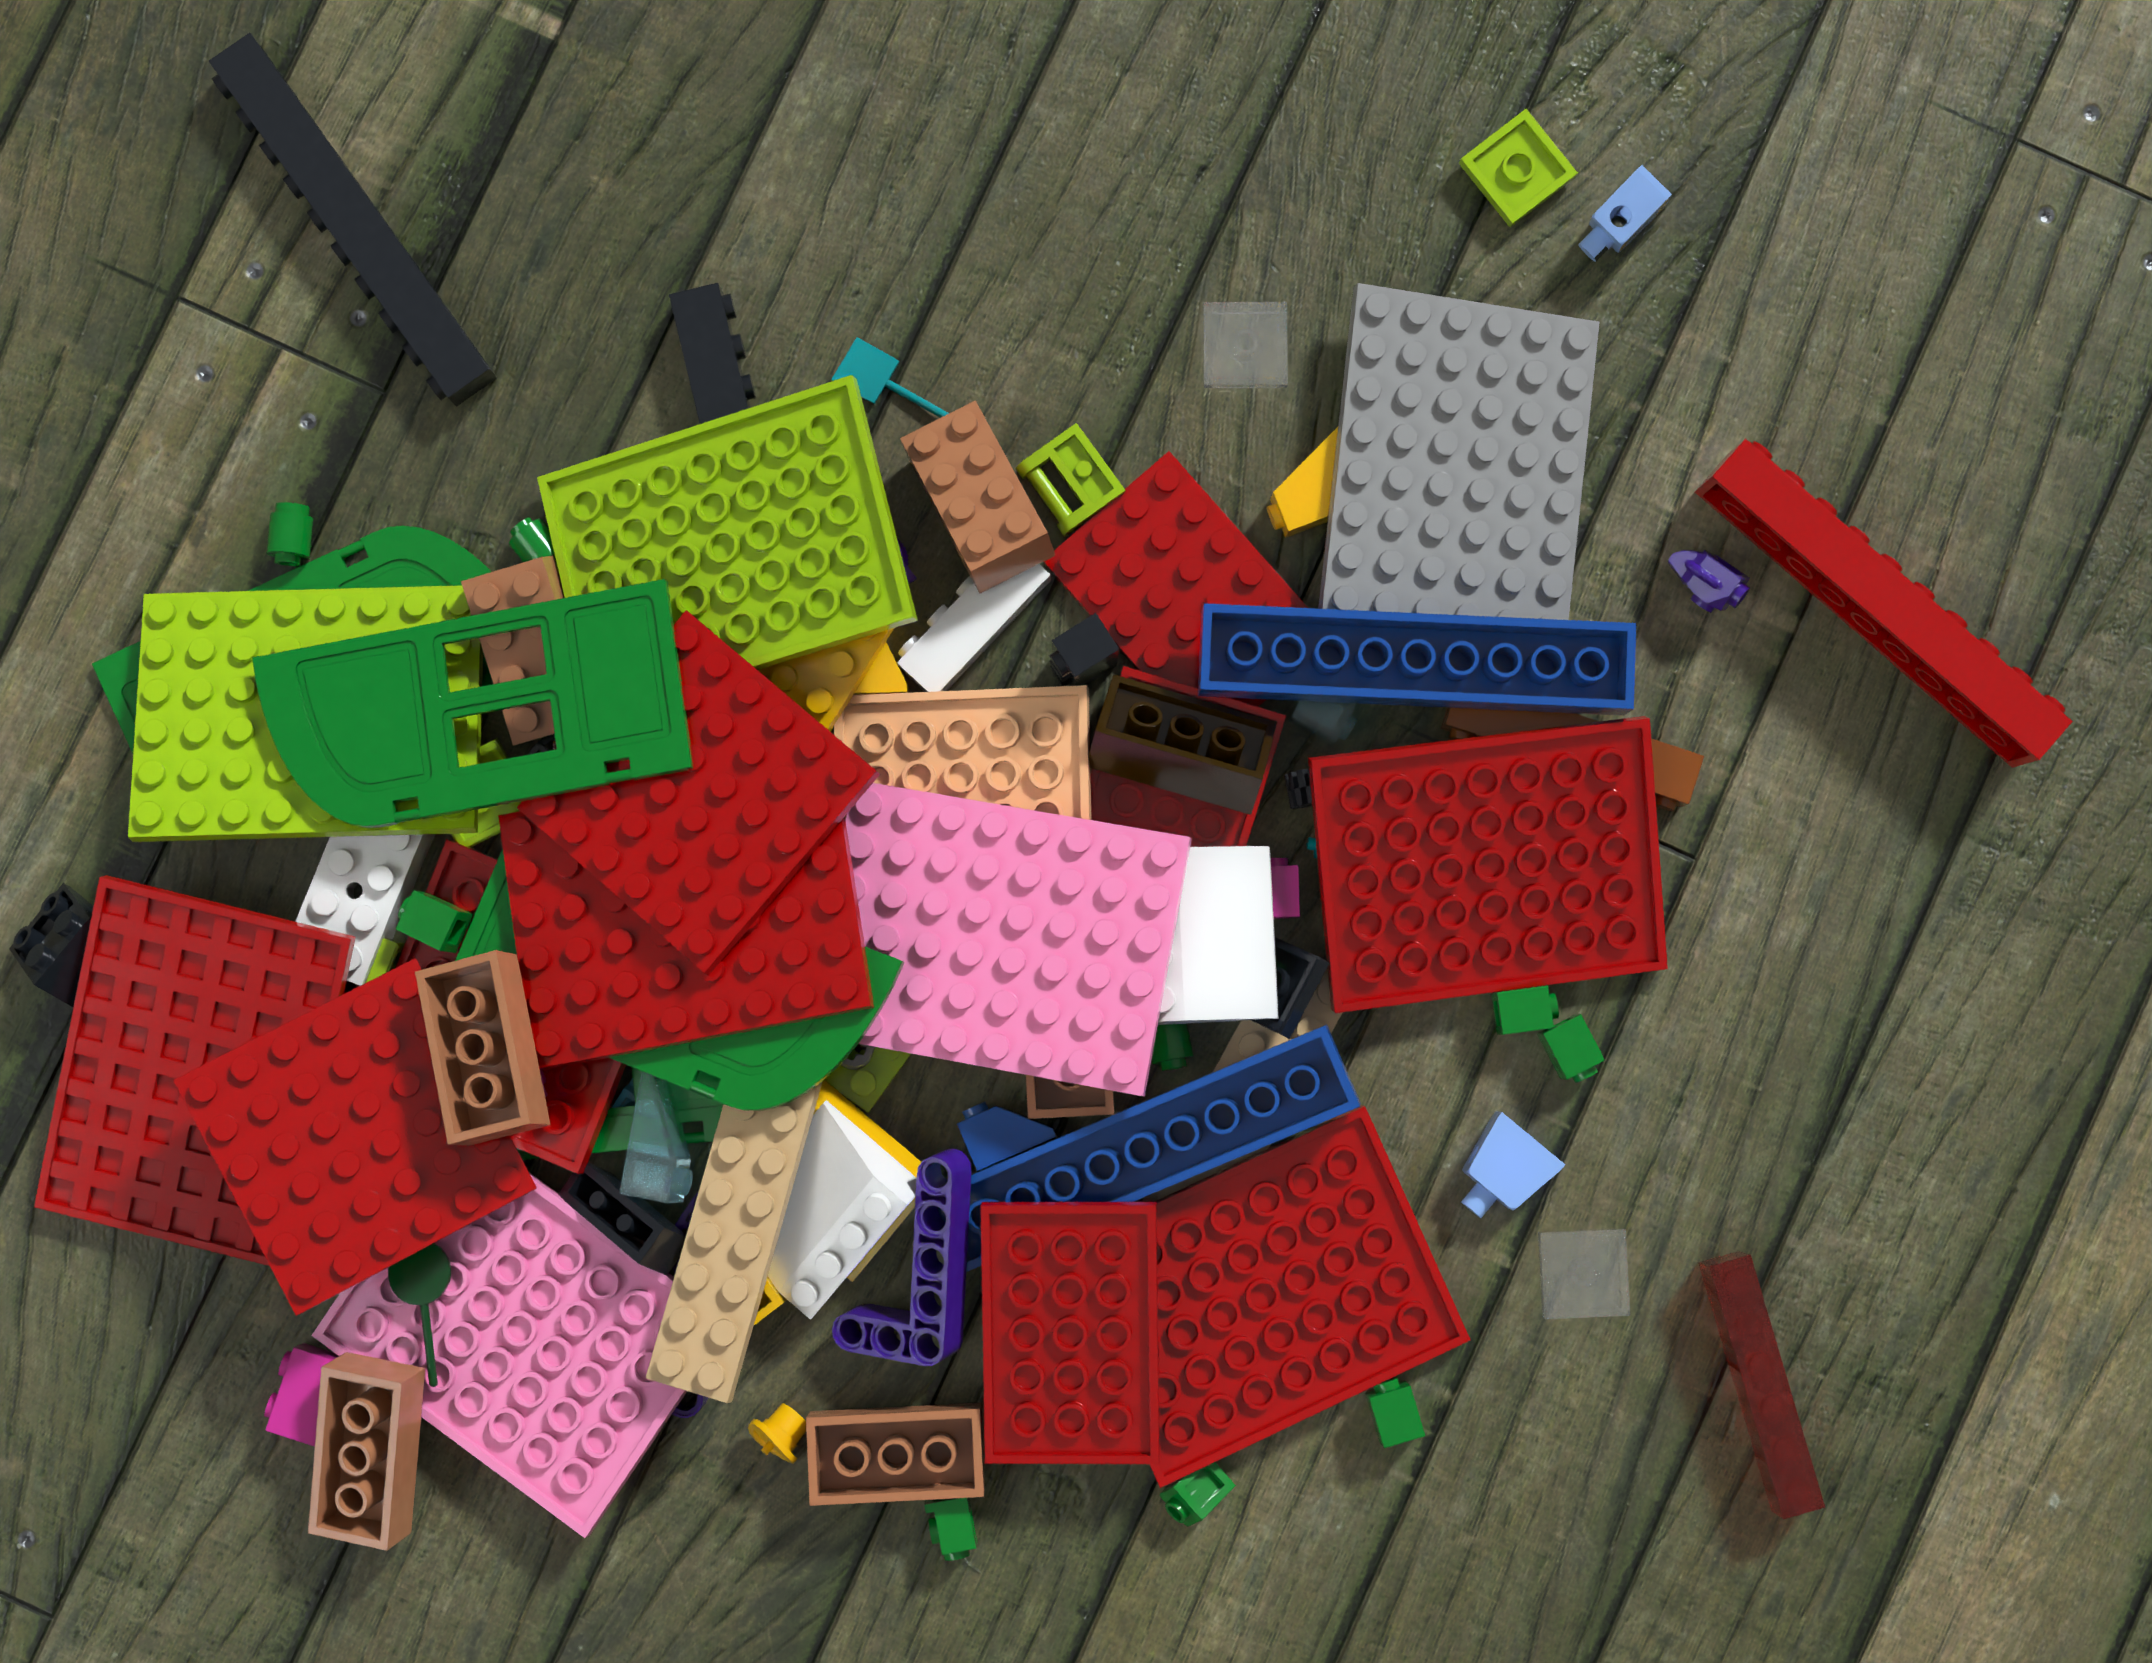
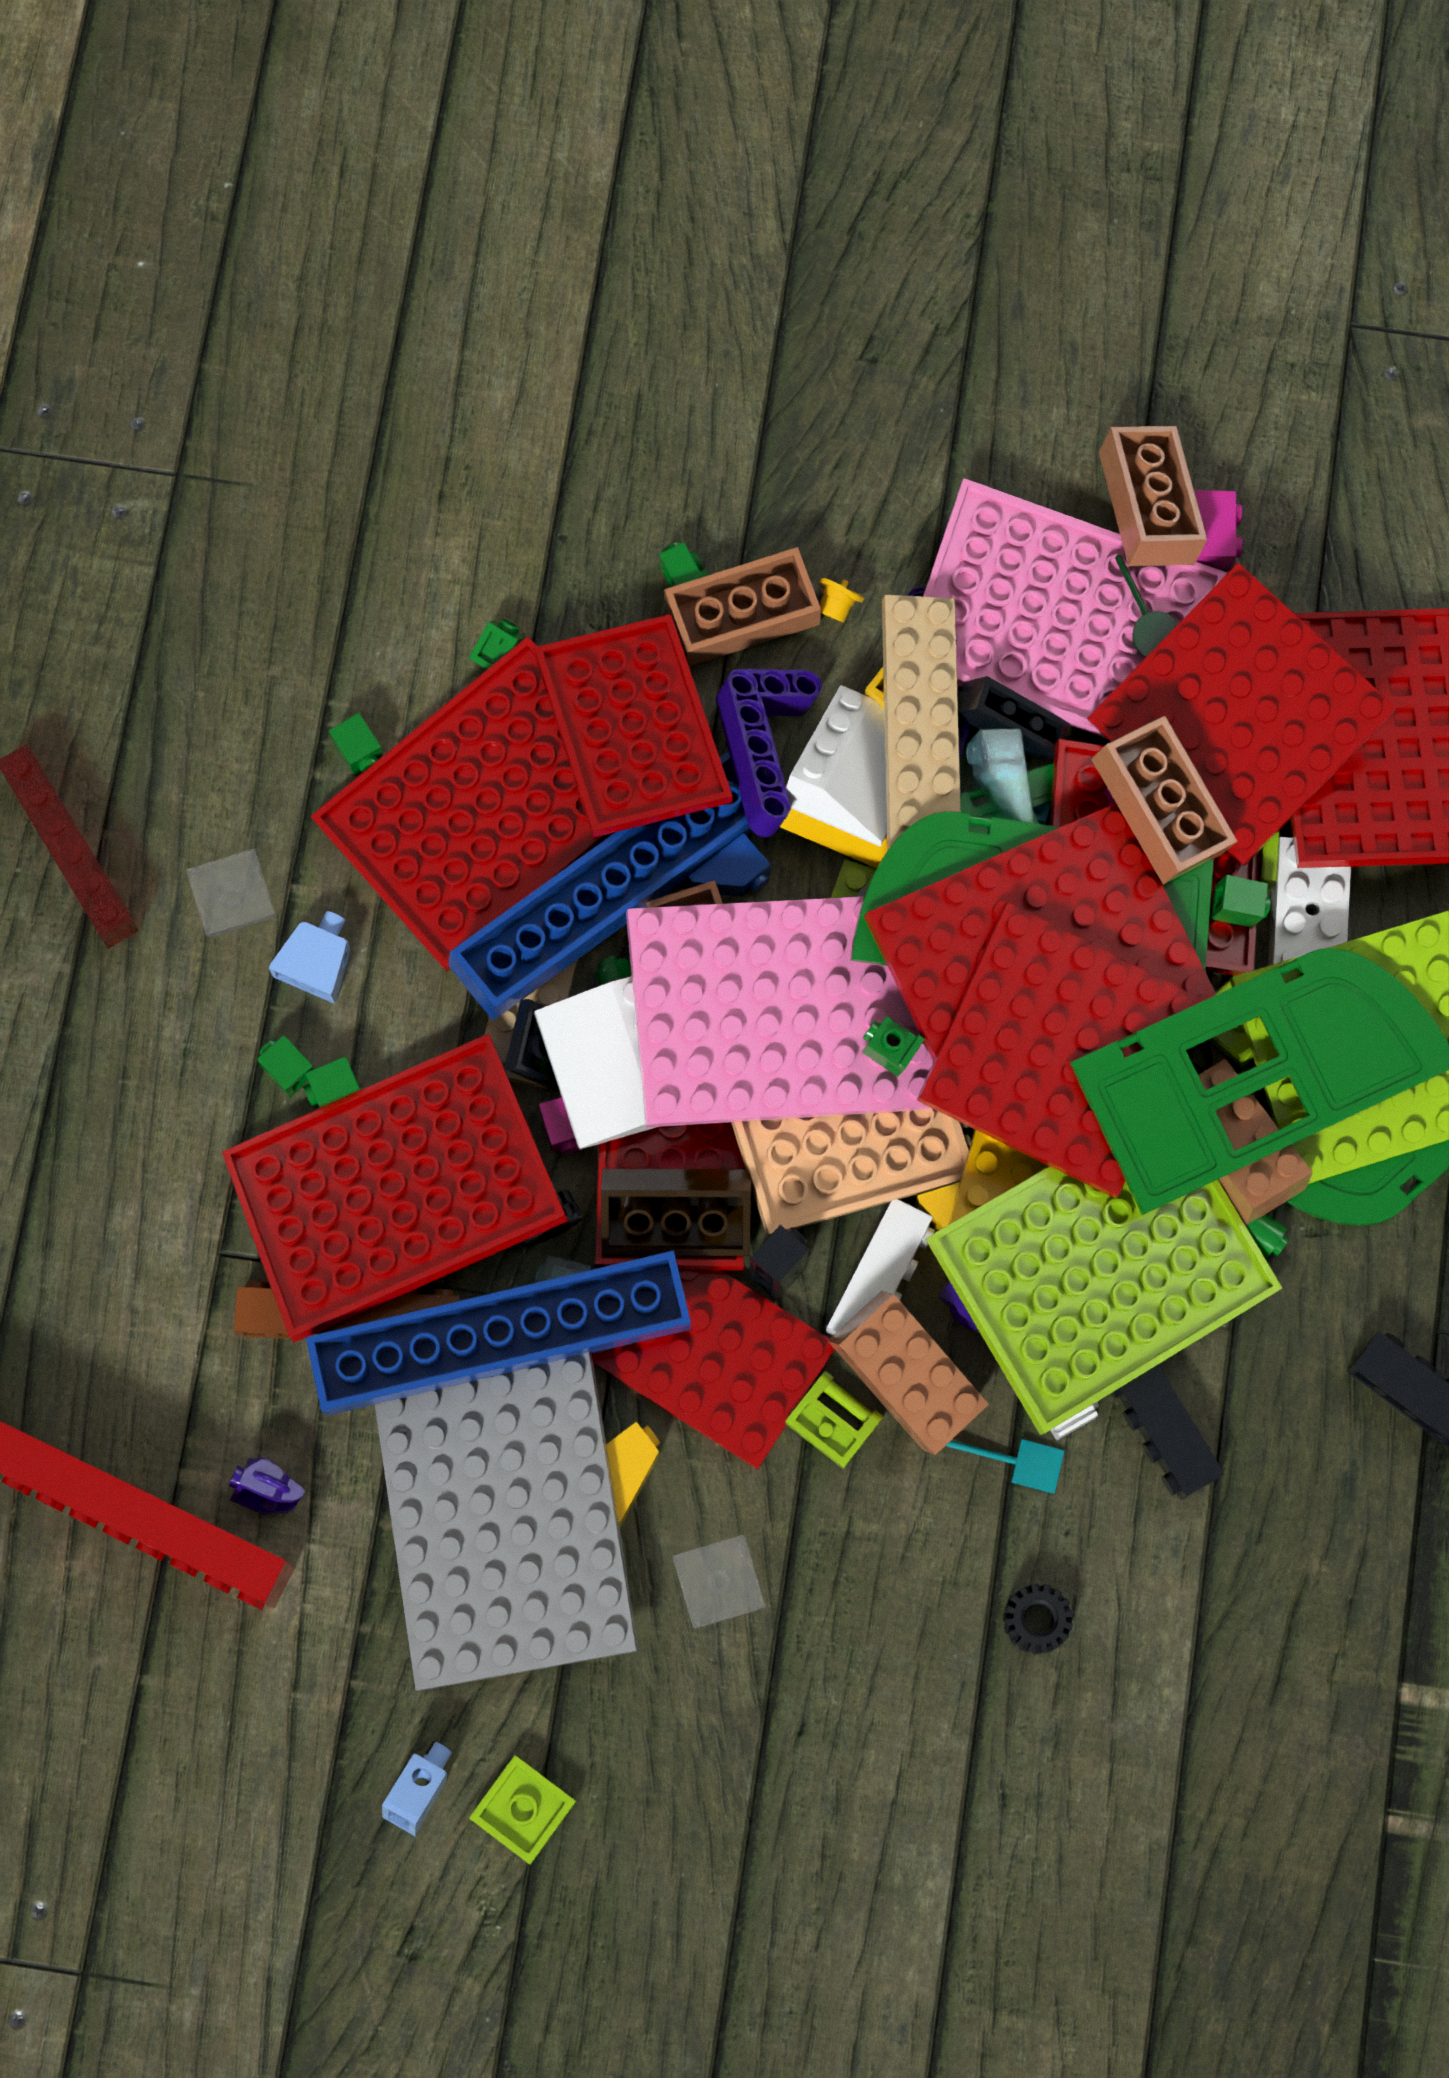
camera: 165 degrees right, 10 degrees down
(903, 860) = (891, 1057): none -> green brick
(912, 183) = (1060, 1612): none -> black tyre

